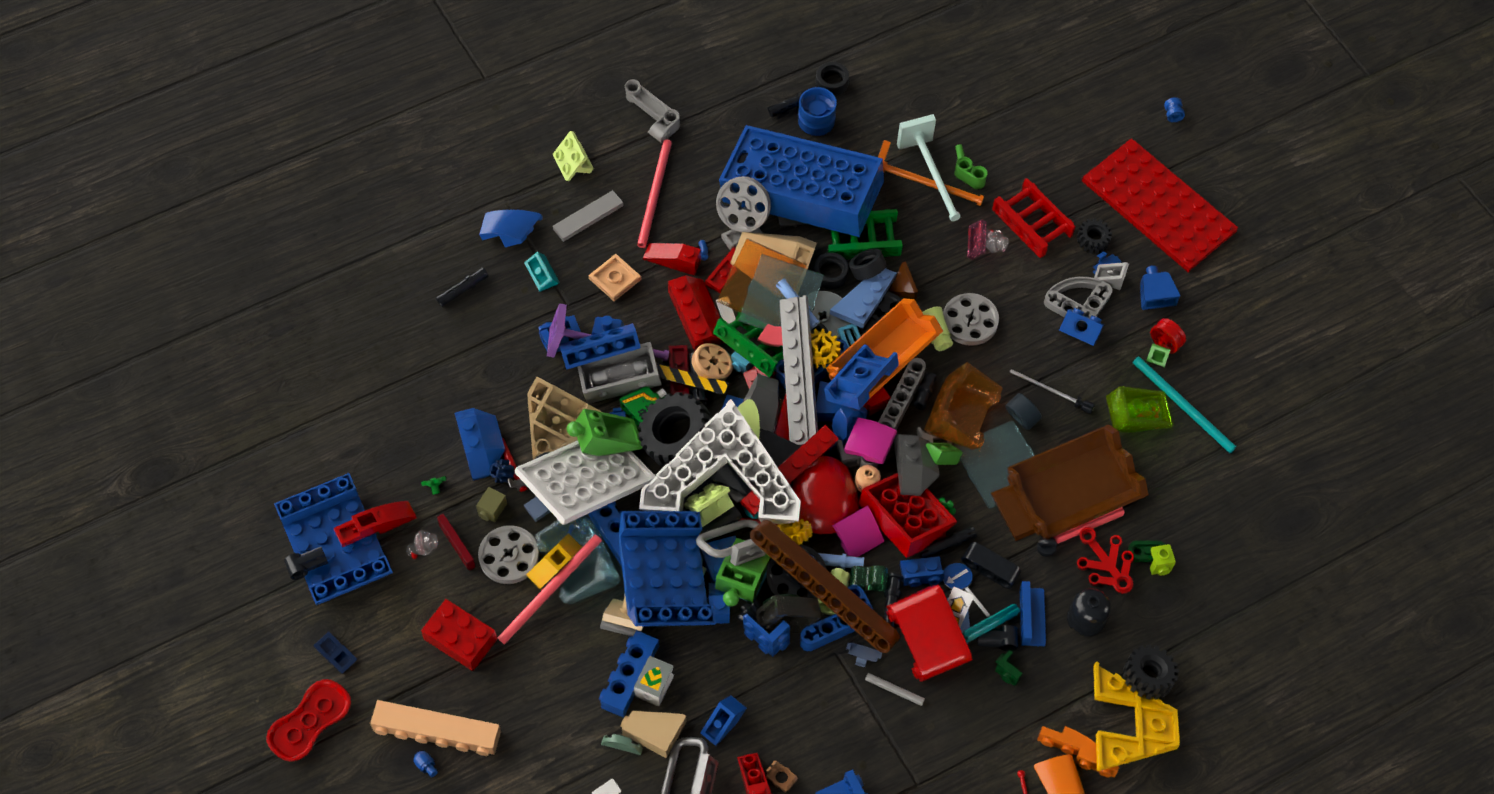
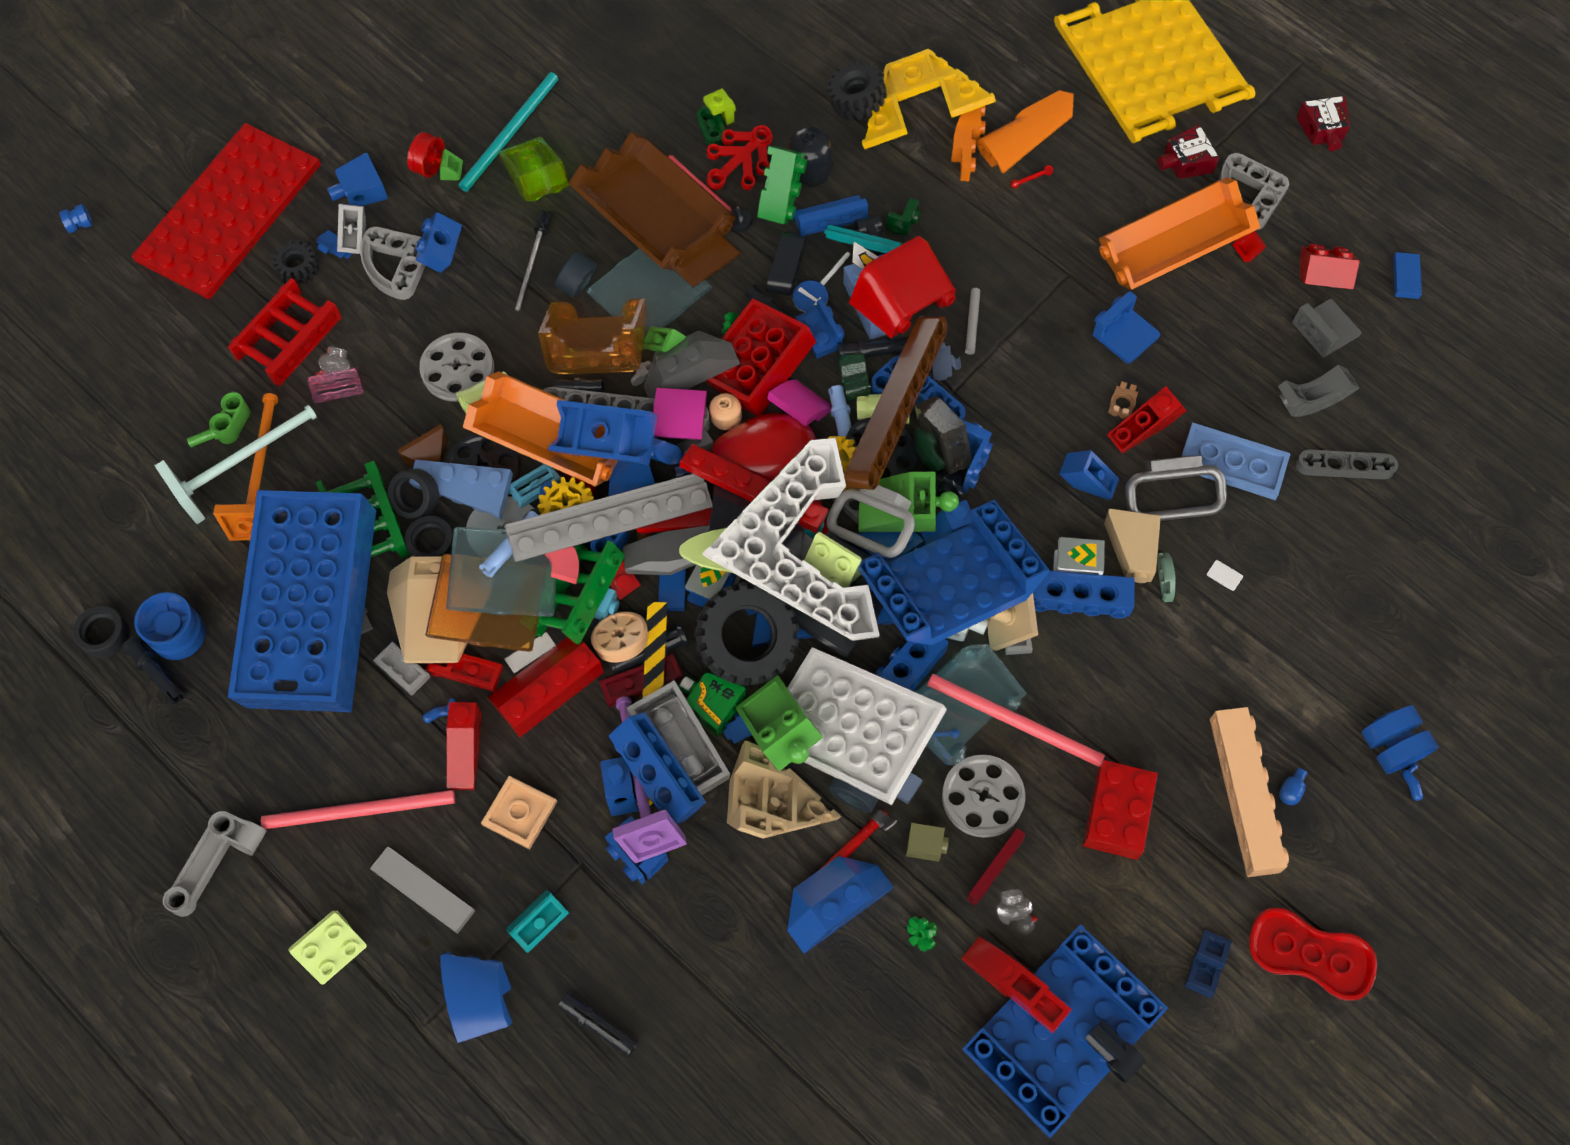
camera: 105 degrees left, 5 degrees up
(501, 471) = (873, 846): dark blue gear -> none
(553, 561) = (977, 727): yellow slope -> none
(751, 204) = (356, 663): light grey wedge -> none
(1060, 572) = (781, 184): none -> wedge

